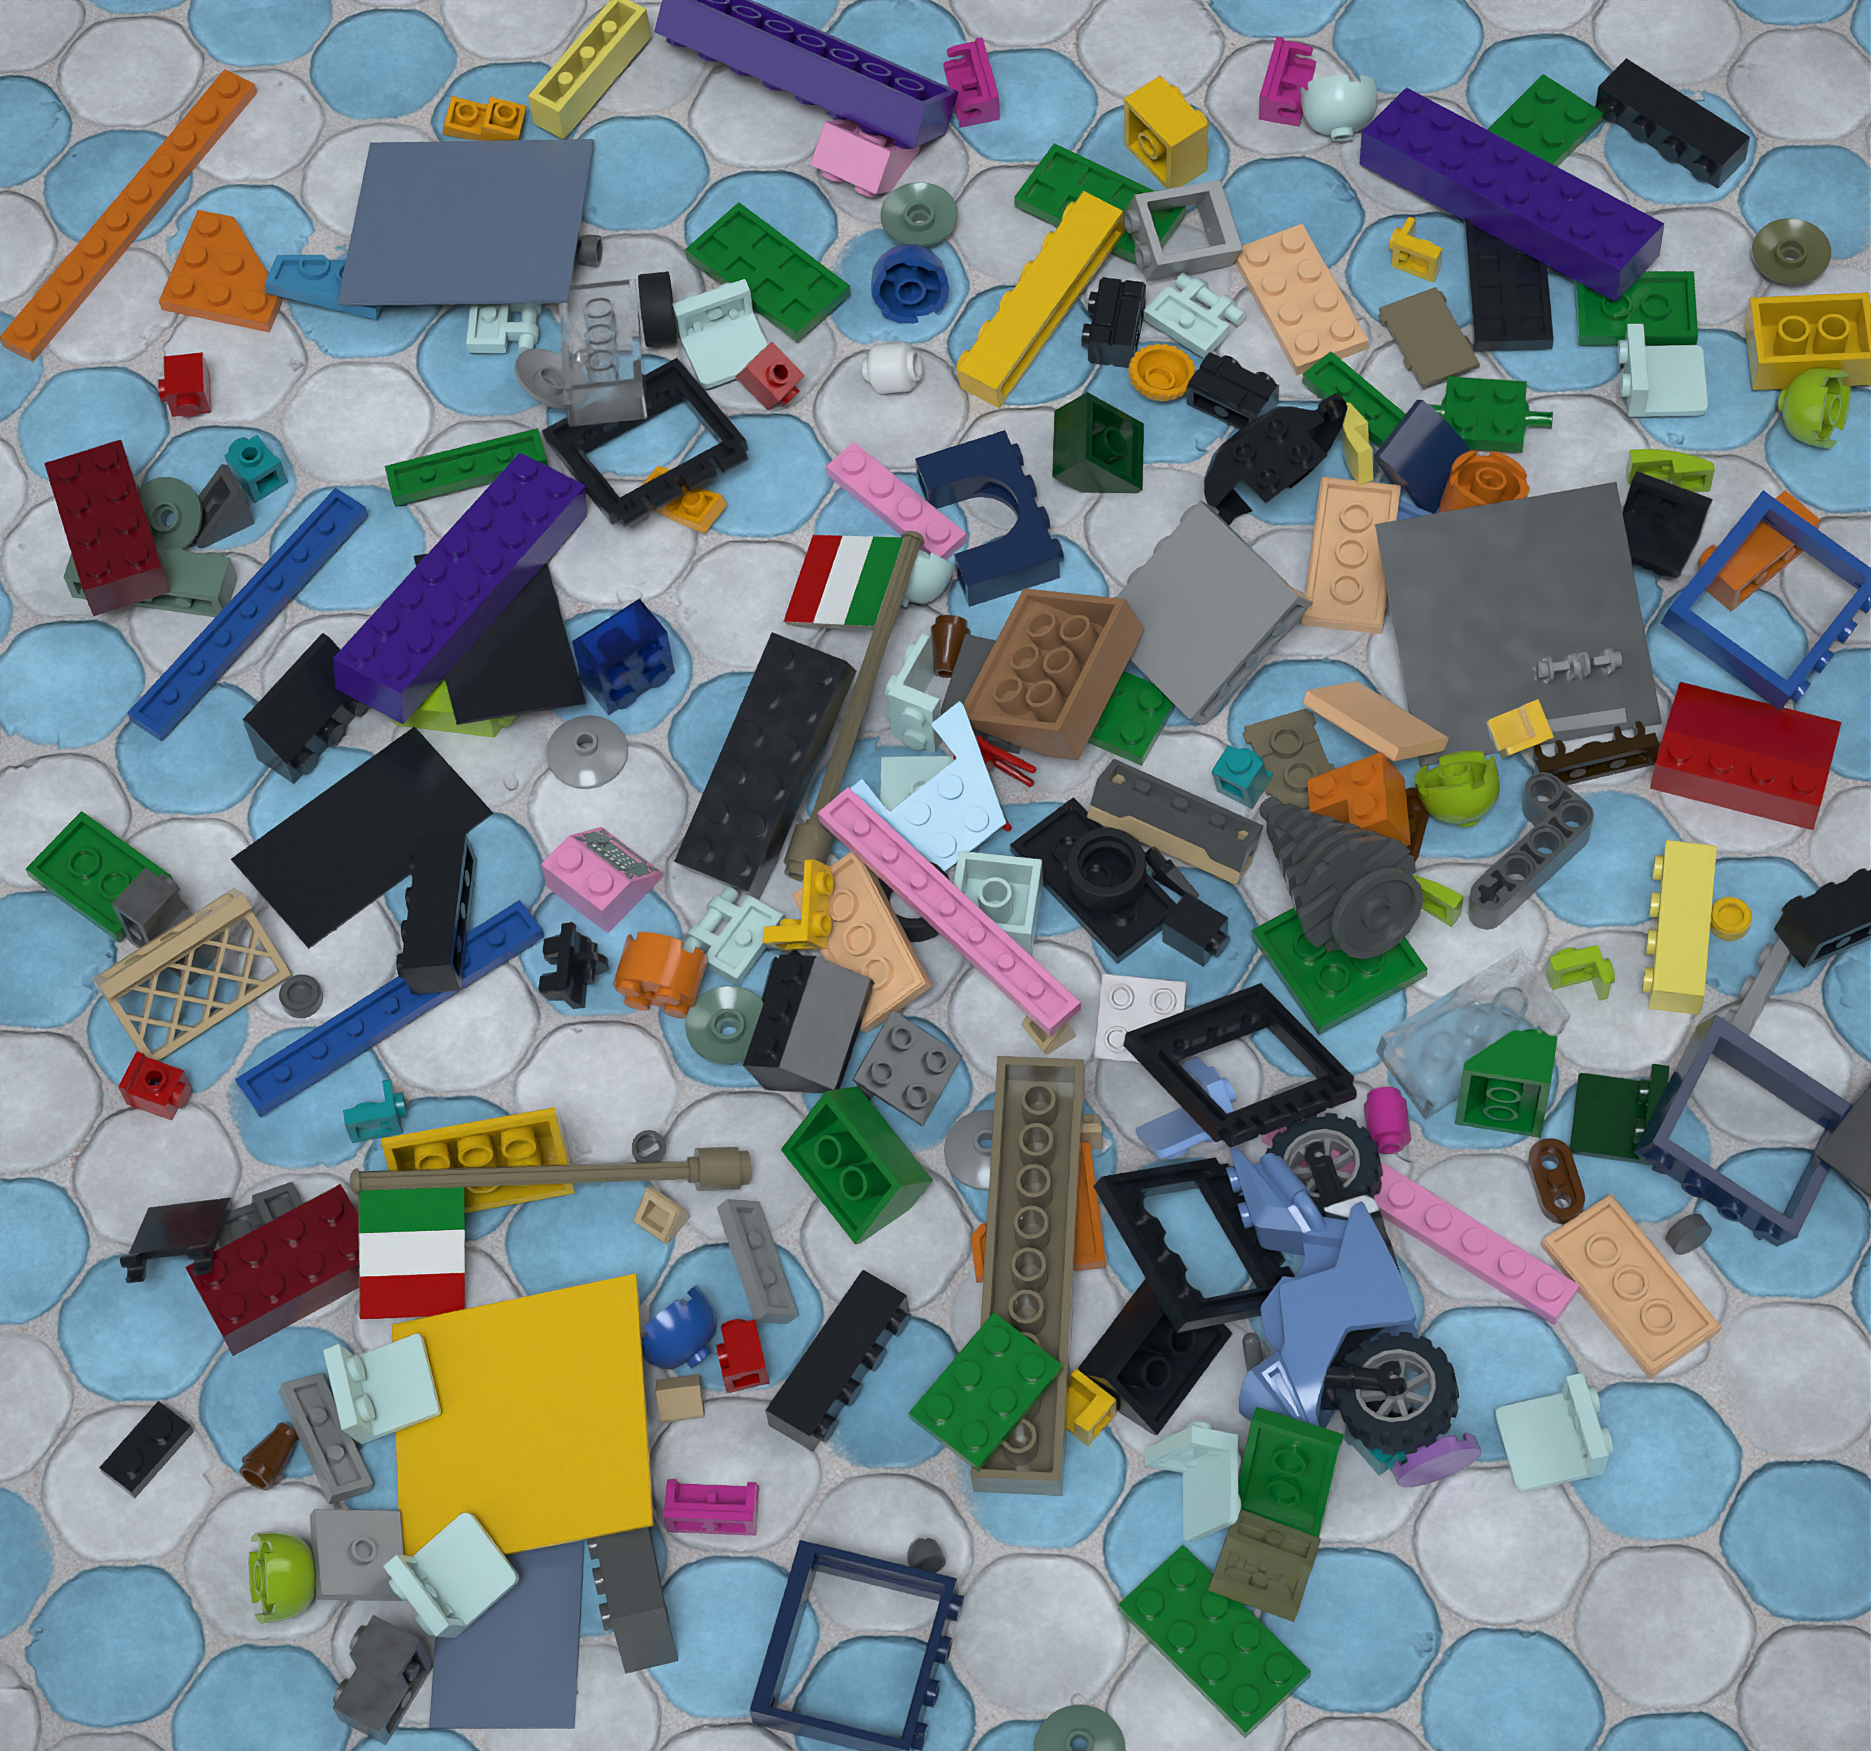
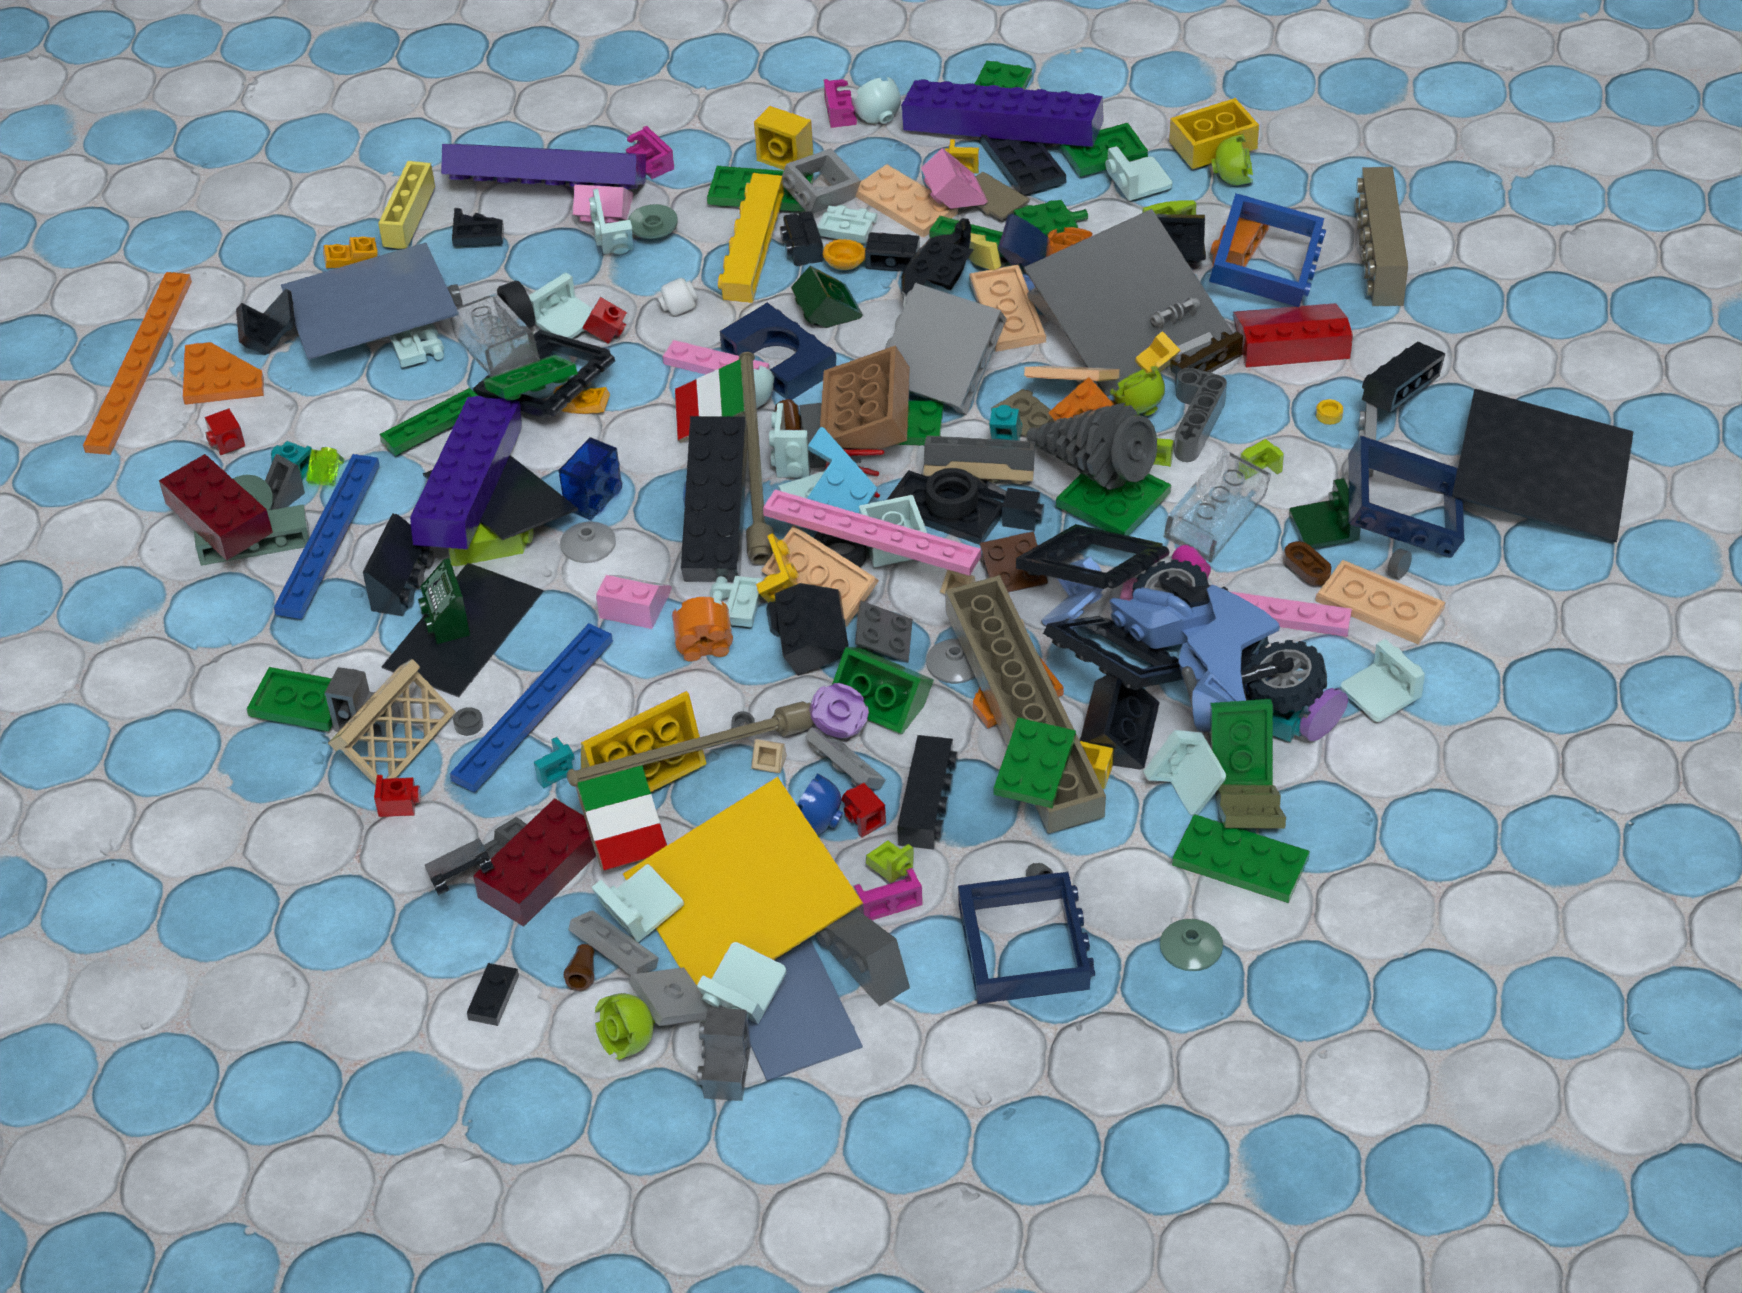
camera: 25 degrees left, 15 degrees down
(291, 492) = (324, 466): none -> clear neon green bracket
(310, 218) = (264, 330): none -> black bracket
(313, 281) = (287, 357): dark azure wing -> none
(341, 800) = (443, 604): none -> dark green slope
(437, 914) = (539, 643): black brick -> none
(541, 376) = (461, 362): light grey dish -> none
(576, 966) = (643, 643): black hips -> none
(613, 453) = (531, 377): none -> green plate
(669, 140) = (476, 229): none -> black wing
(679, 1398) = (839, 846): tan slope -> none
(716, 1011) = (757, 645): sand green dish -> none
(739, 1454) = (890, 860): none -> lime bracket
(780, 1182) = (838, 710): none -> medium lavender tile
(782, 278) = (590, 275): green plate -> none
(848, 233) = (614, 236): none -> light aqua bracket
(909, 283) = (667, 252): blue cylinder -> none
(1373, 302) = (952, 182): none -> bright pink slope
(1508, 1084) = (1259, 514): green slope -> none
(1672, 123) = (1074, 61): black brick -> none
(1681, 928) = (1306, 421): light yellow brick -> none
(1794, 240) = (1176, 99): olive dish -> none

